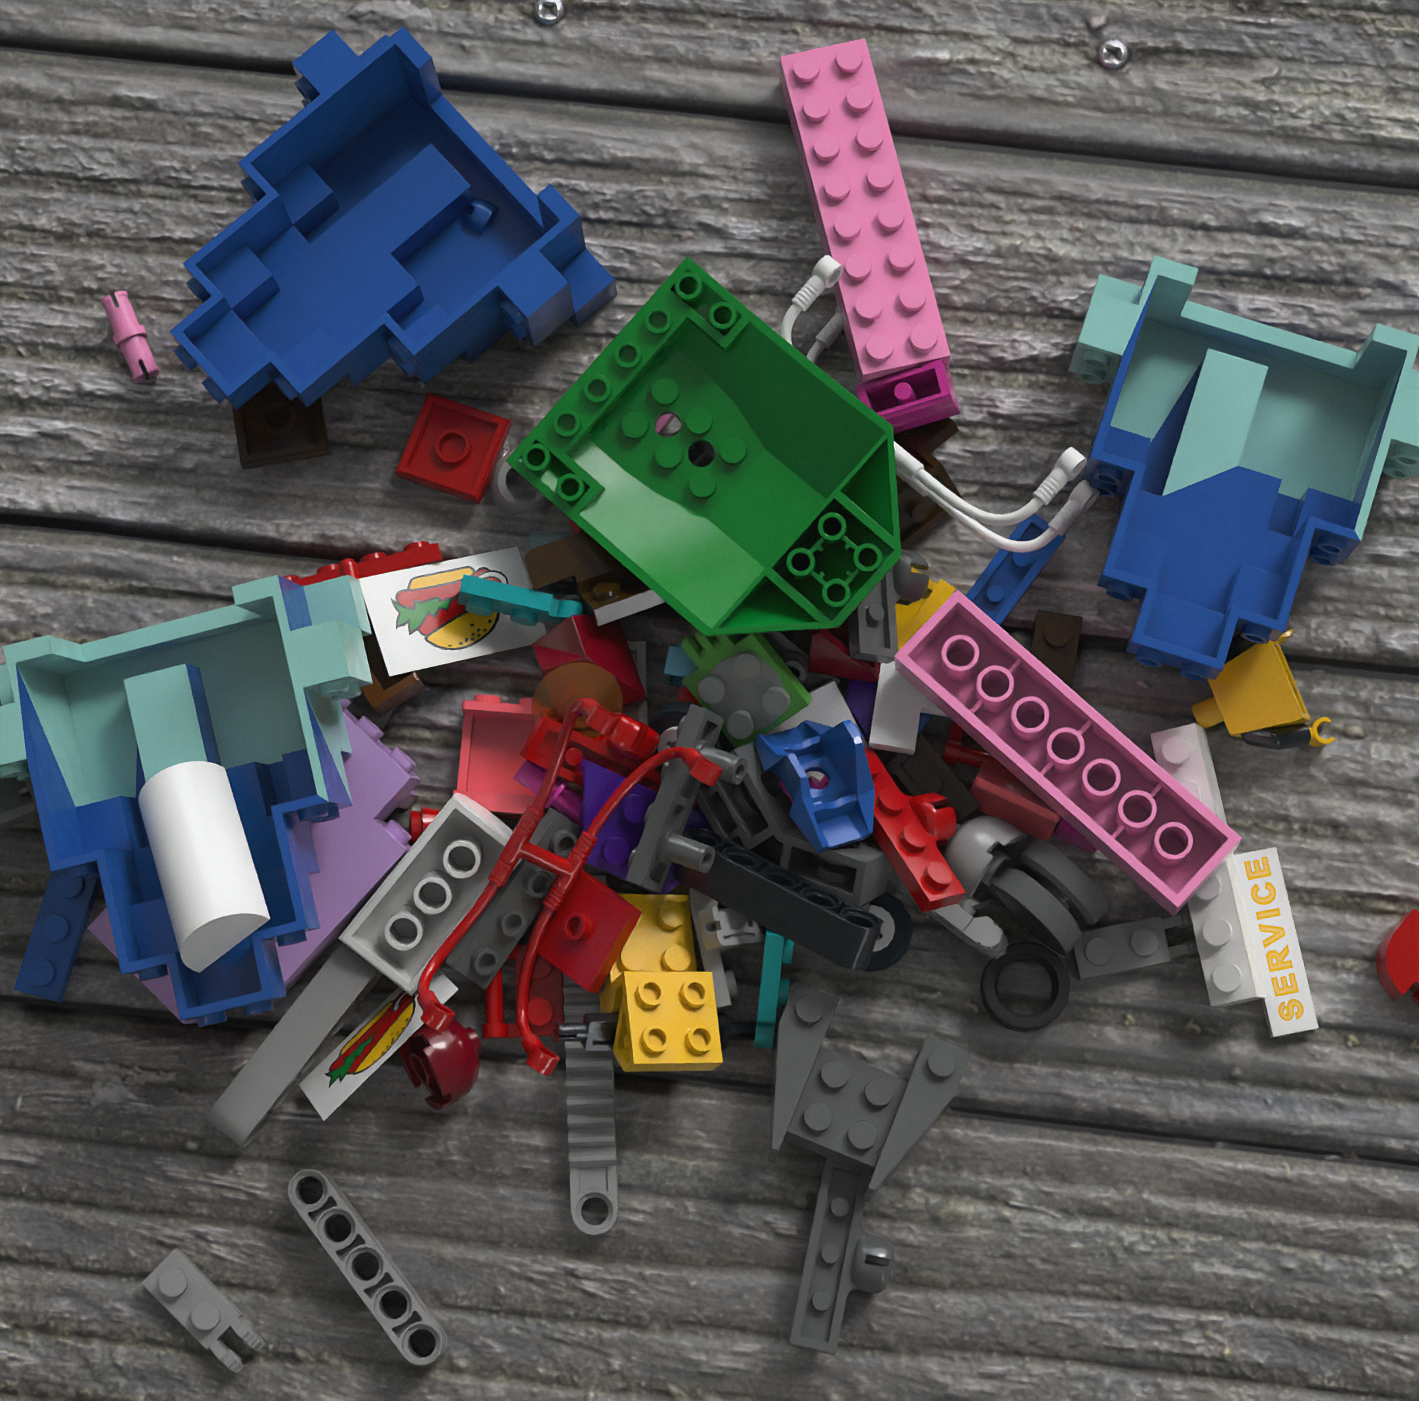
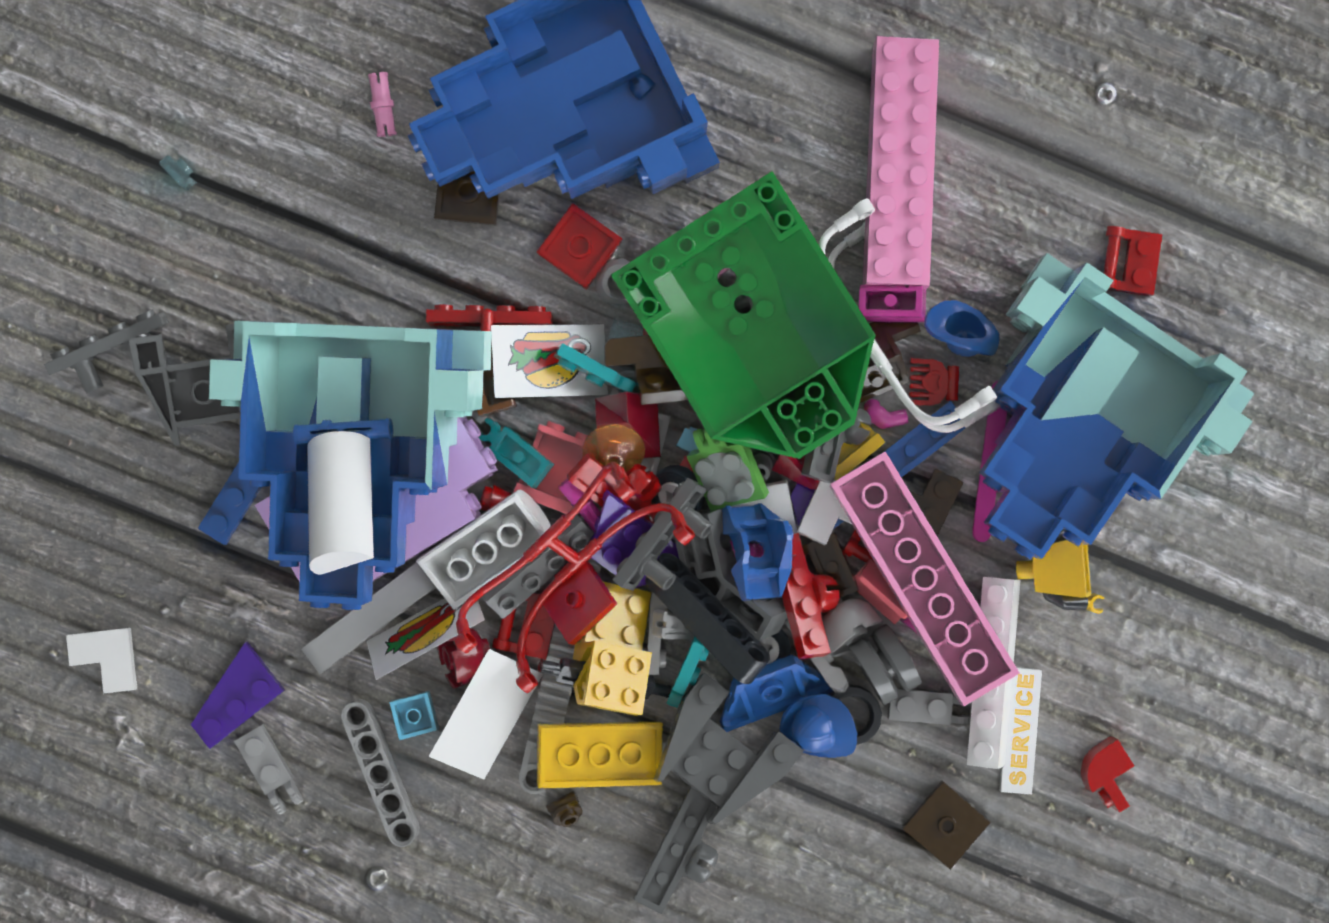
camera: 10 degrees right, 10 degrees up
(130, 1220) = (237, 697): none -> dark purple wing
(225, 753) = (379, 429): none -> blue pin
(395, 1168) = (414, 715): none -> medium azure piece
(444, 753) = (517, 454): none -> teal plate
(497, 1139) = (483, 716): none -> white sticker
(653, 1246) = (565, 810): none -> dark brown plate
(677, 1147) = (598, 754): none -> yellow tile
(900, 983) = (771, 692): none -> blue wing
(944, 562) = (882, 418): none -> dark pink arm
(986, 1013) = (820, 726): none -> blue hat
(1003, 490) = (937, 382): none -> red piece
(1016, 409) = (962, 328): none -> blue hat
(1116, 612) = (985, 495): none -> dark pink piece
(1210, 1108) = (946, 824): none -> dark brown plate
(1230, 254) = (1140, 260): none -> red plate

